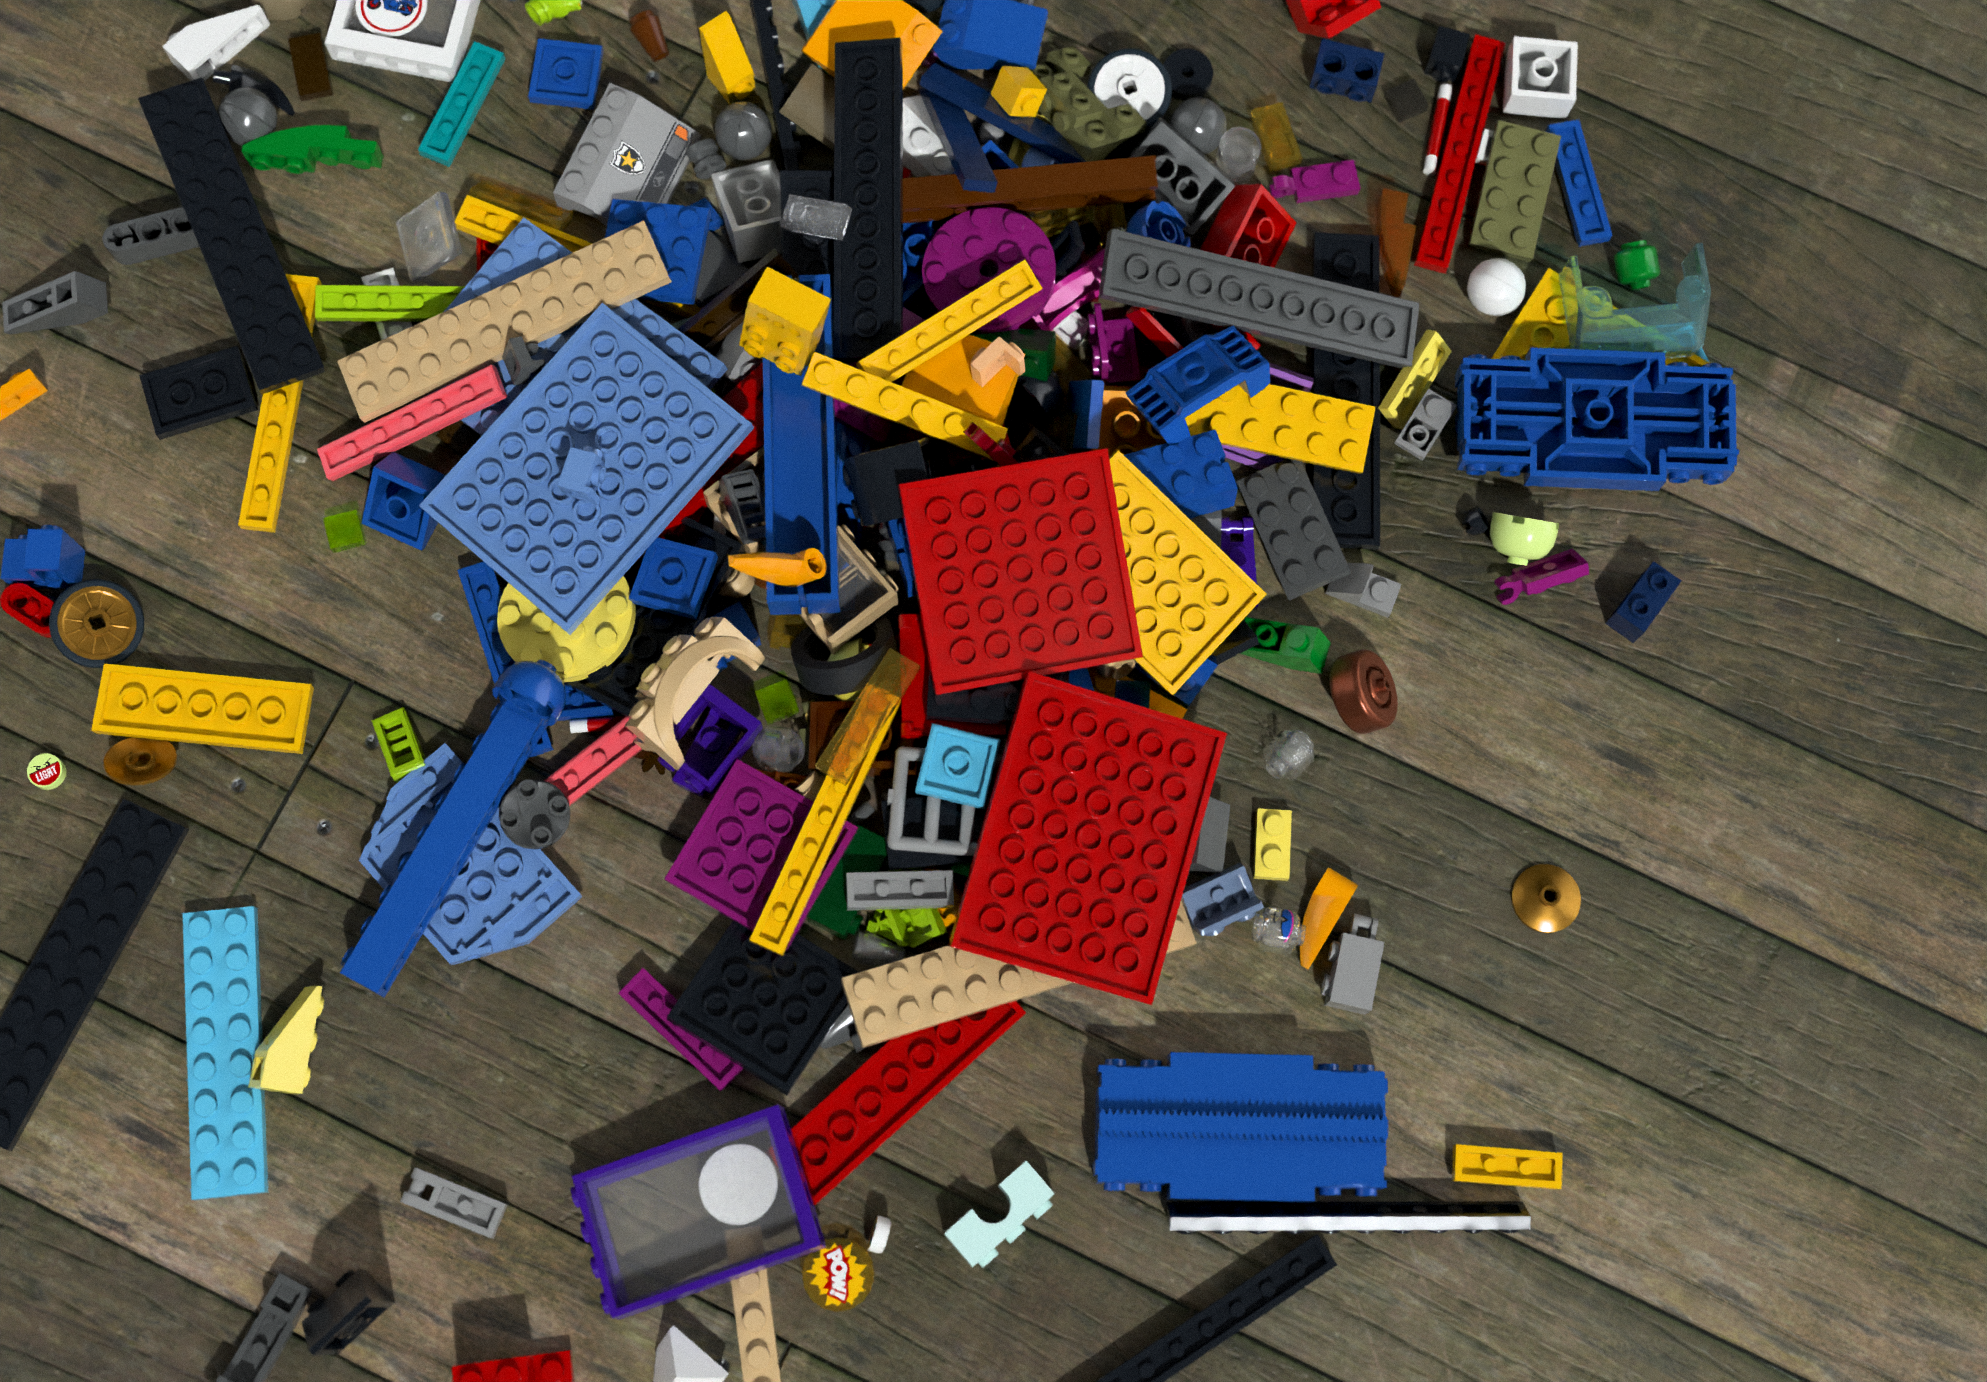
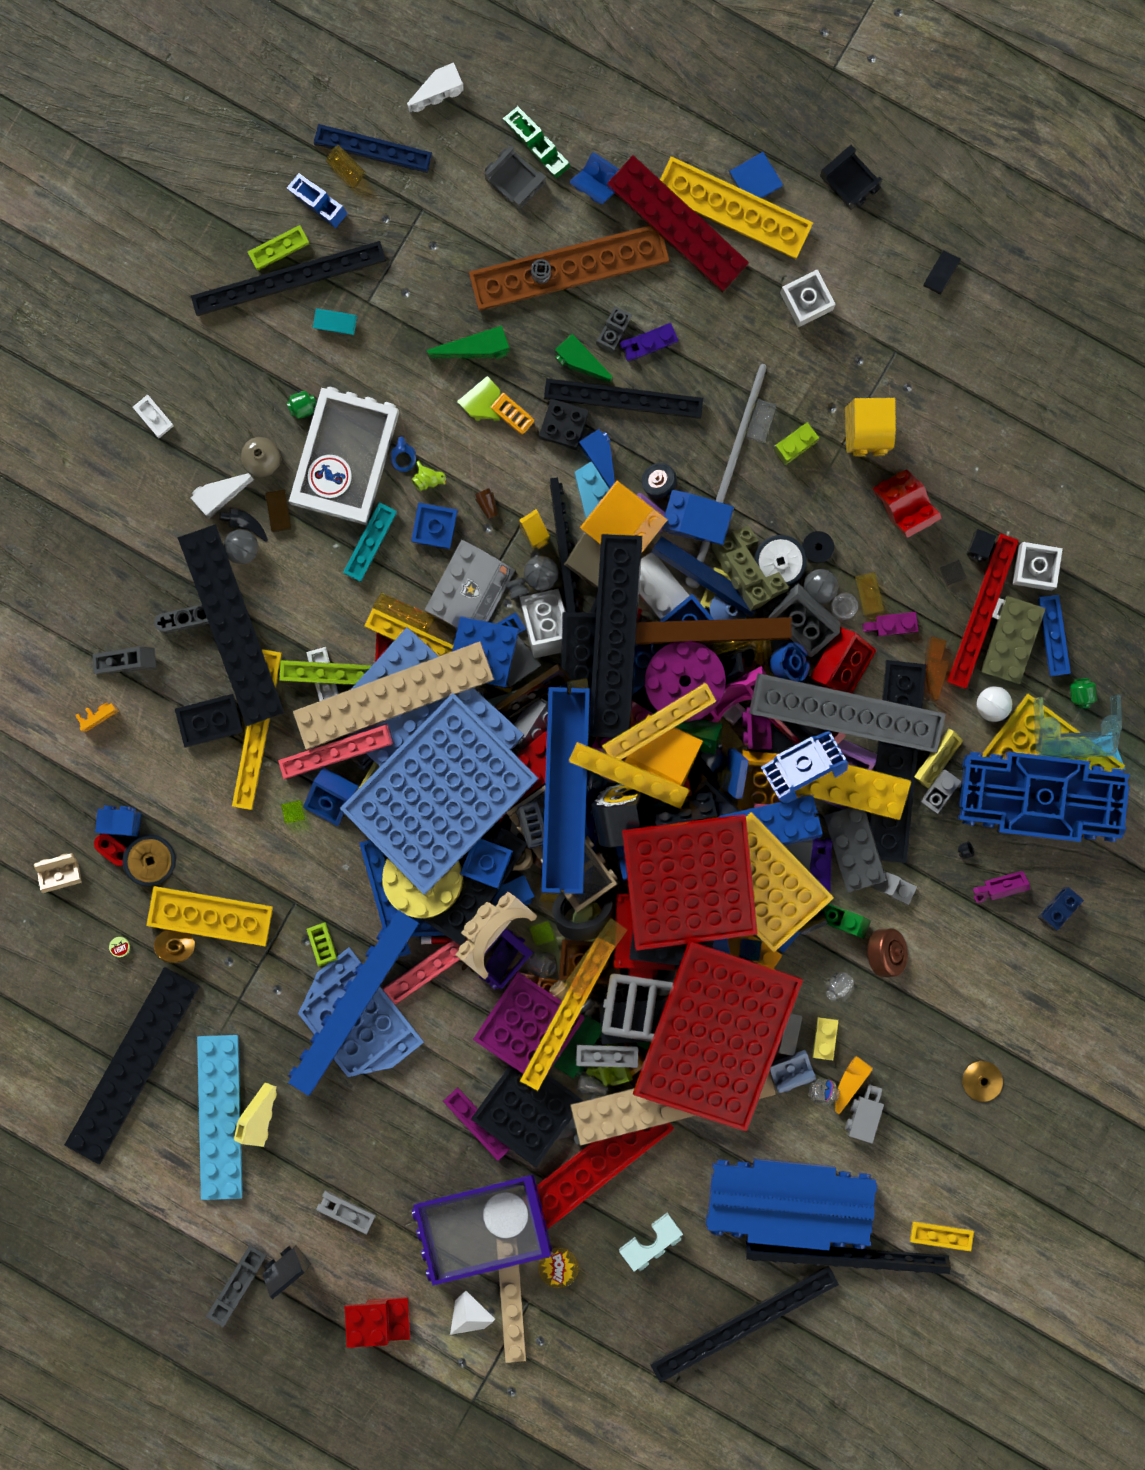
camera: 10 degrees right, 10 degrees up
(301, 147) = (271, 567): green slope -> none
(429, 236) = (348, 631): clear tile -> none
(518, 360) = (401, 723): dark grey tile -> none
(532, 691) = (403, 928): blue cylinder -> none
(534, 814) = (399, 994): dark grey dish -> none
(583, 474) = (438, 802): medium blue brick -> none
(781, 568) = (551, 871): light orange piece -> none
(783, 322) = (561, 728): yellow piece -> none
(816, 217) = (583, 646): clear plate -> none
(879, 1234) = (582, 1248): white tile -> none
(957, 766) = (645, 989): medium azure tile -> none
(960, 143) = (673, 600): dark blue tile -> none
(991, 360) = (680, 748): light nougat bracket -> none
(998, 451) = (681, 807): dark red plate -> none
(1018, 91) = (712, 560): yellow brick -> none
(1348, 63) = (918, 547): dark blue brick -> none
(1437, 129) = (970, 593): red bar -> none
(1522, 537) = (992, 863): yellowish green cylinder -> none

